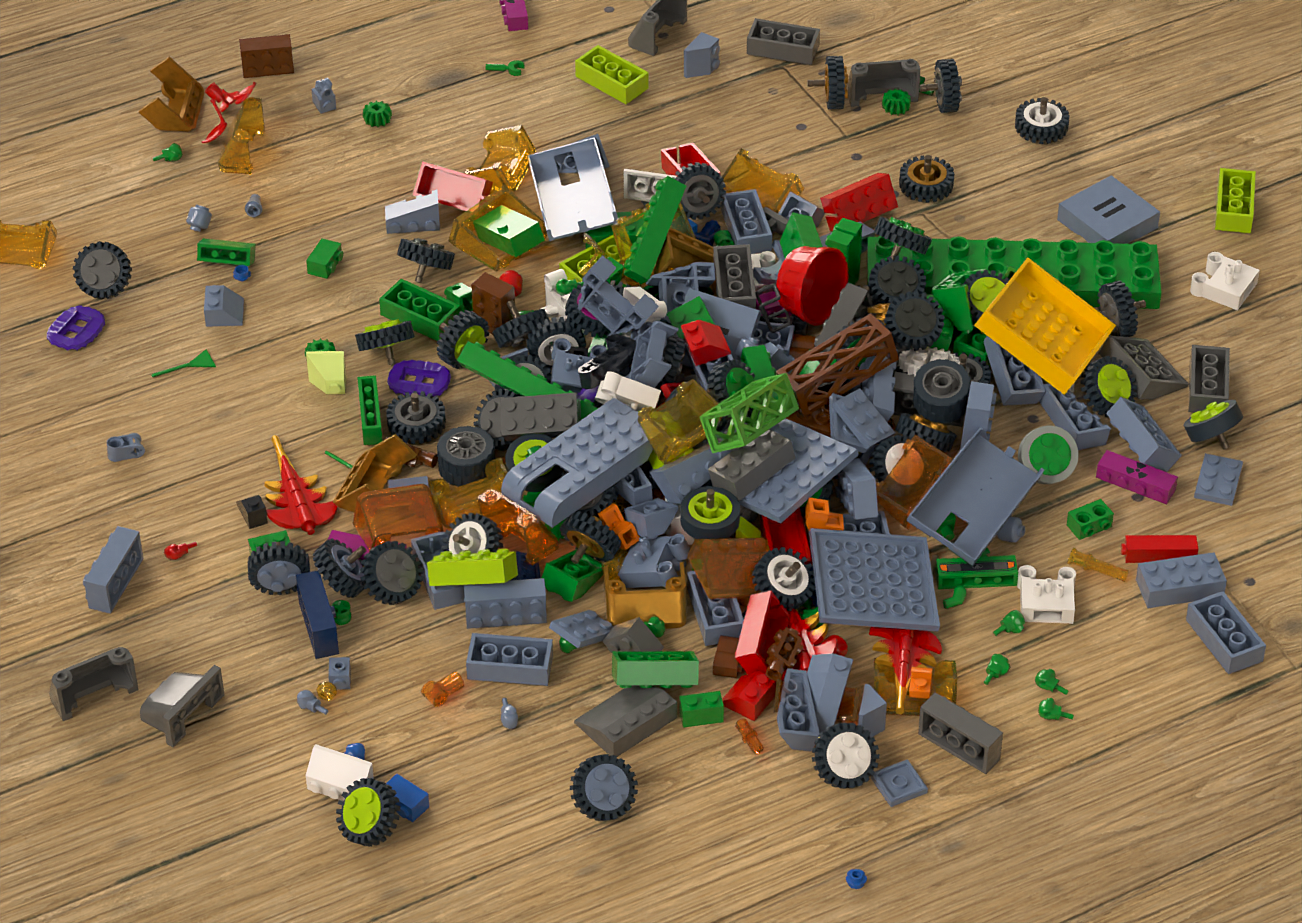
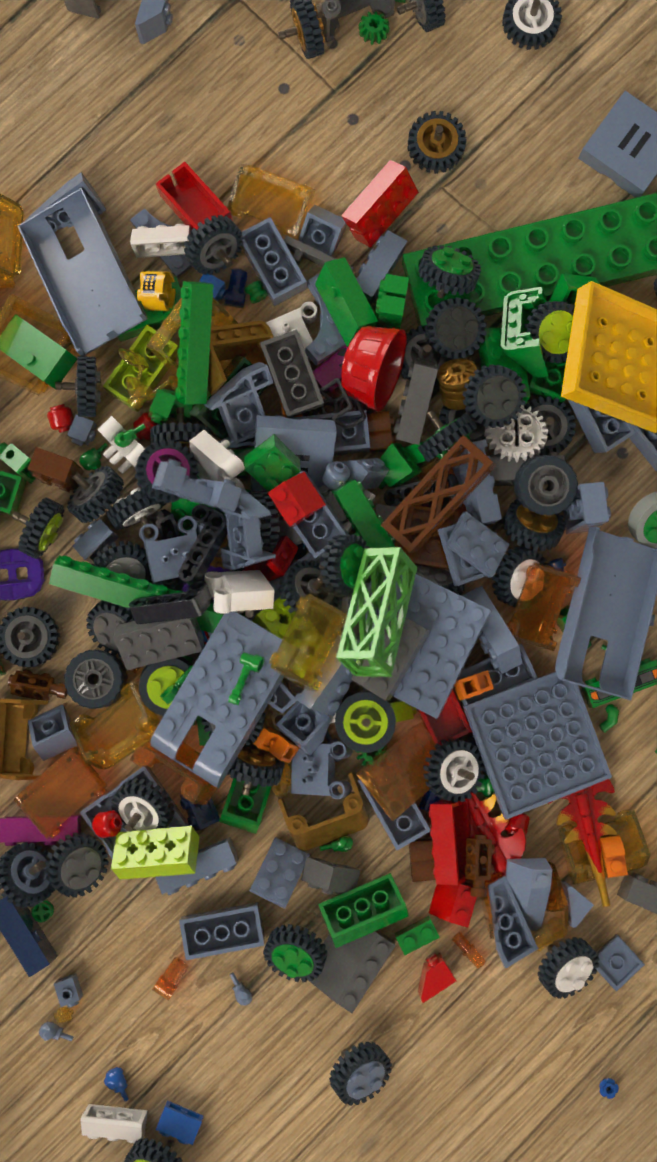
camera: 20 degrees left, 40 degrees up
(433, 546) = (107, 824): none -> red head
(527, 296) = (82, 431): none -> sand blue brick
(544, 258) = (85, 386): none -> black wheel
(575, 683) = (295, 953): none -> black wheel
(583, 383) = (172, 606): none -> black beam
(612, 74) = (65, 70): lime brick -> none
(618, 426) = (250, 662): none -> green brick
(631, 200) = (156, 290): none -> yellow brick
(707, 738) = (434, 977): none -> red slope

